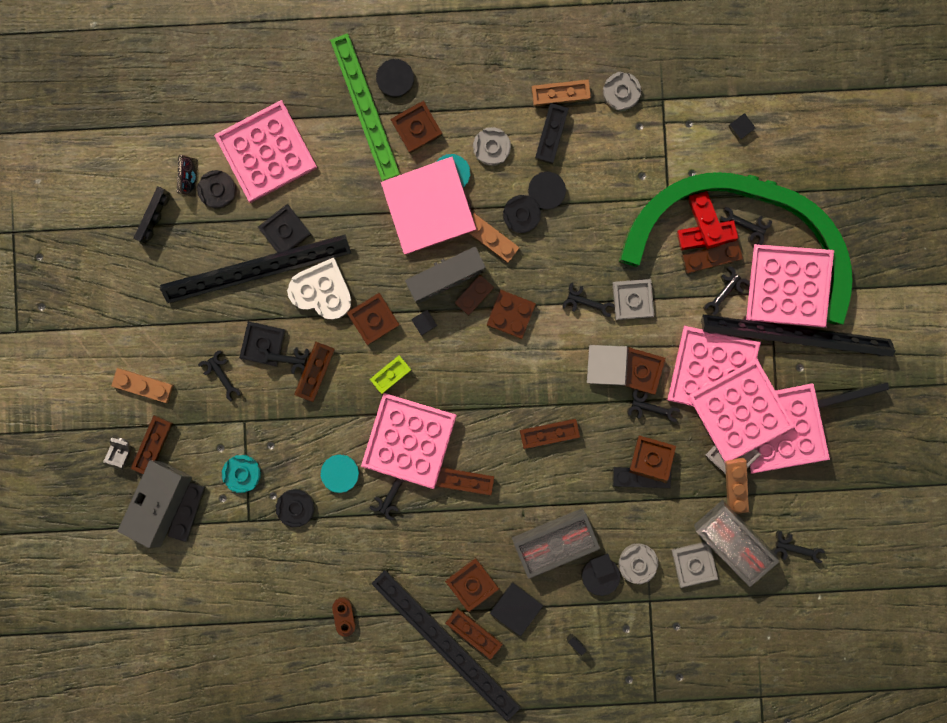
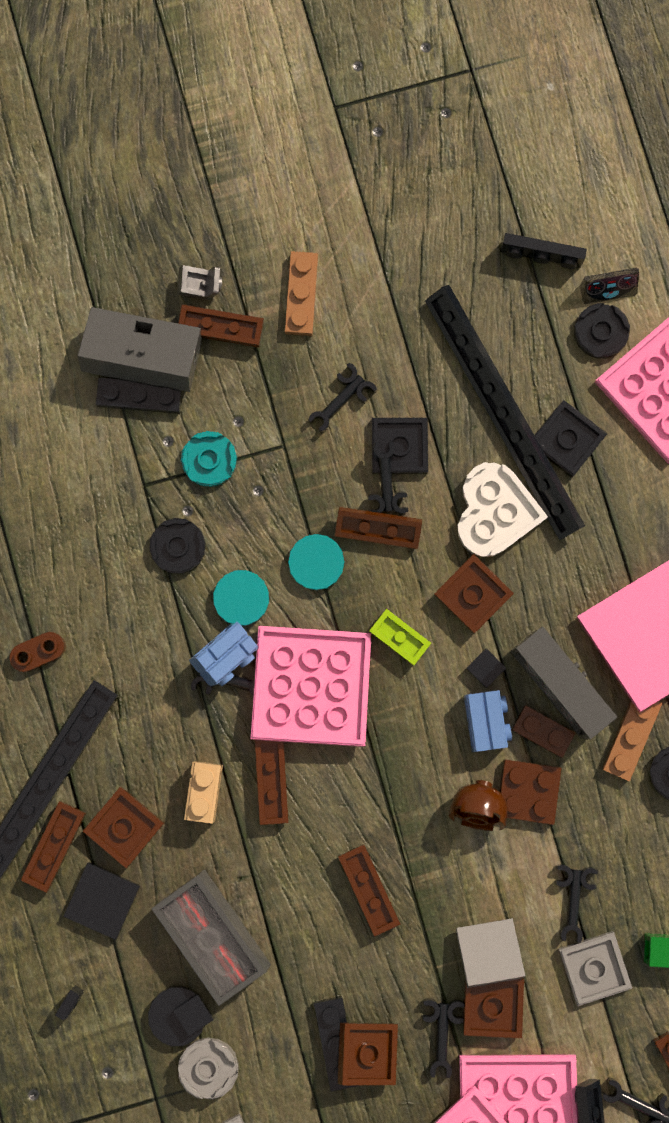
camera: 80 degrees right, 5 degrees down
(327, 418) = (316, 562): none -> teal tile
(374, 493) = (224, 654): none -> medium blue brick
(458, 331) = (487, 721): none -> medium blue brick
(461, 527) = (203, 792): none -> tan brick
(513, 349) = (479, 806): none -> reddish brown cylinder

